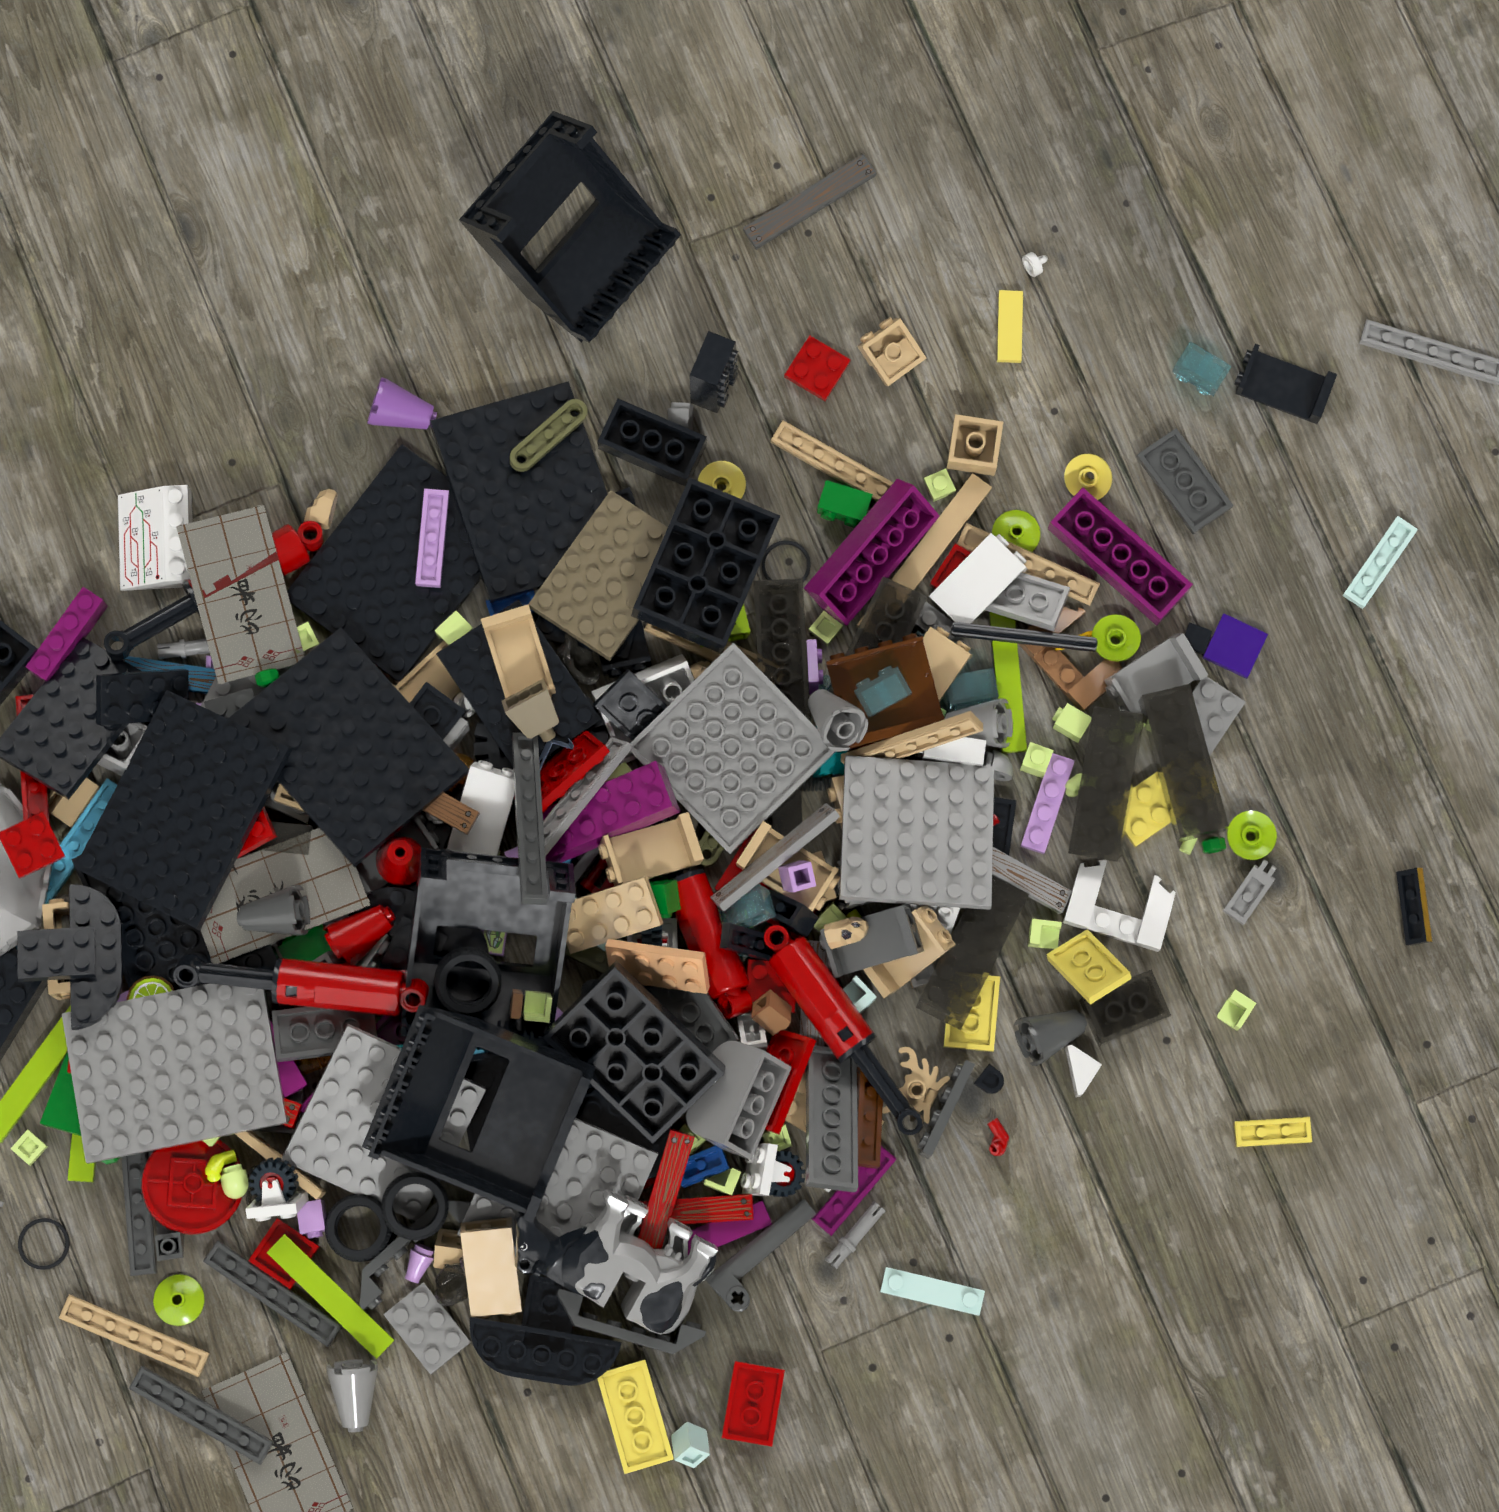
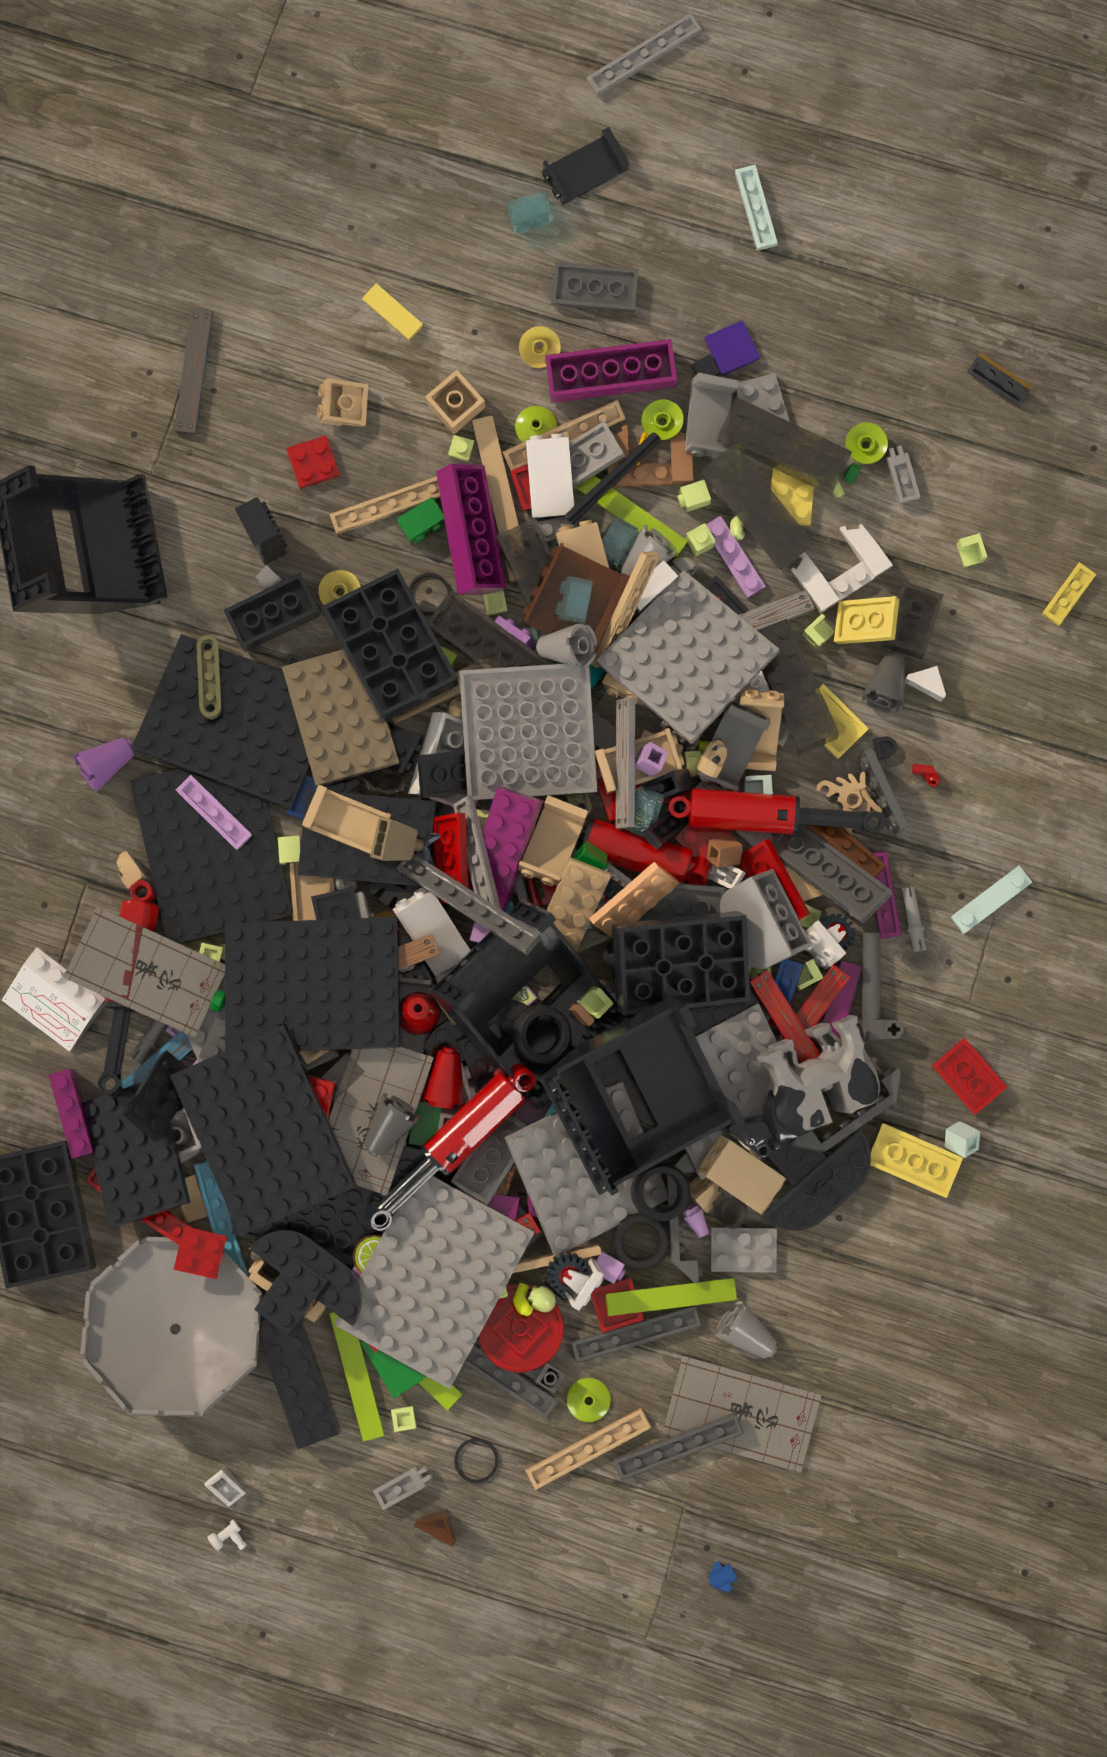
camera: 45 degrees left, 5 degrees up
(1033, 263) = (363, 260): white tile -> none

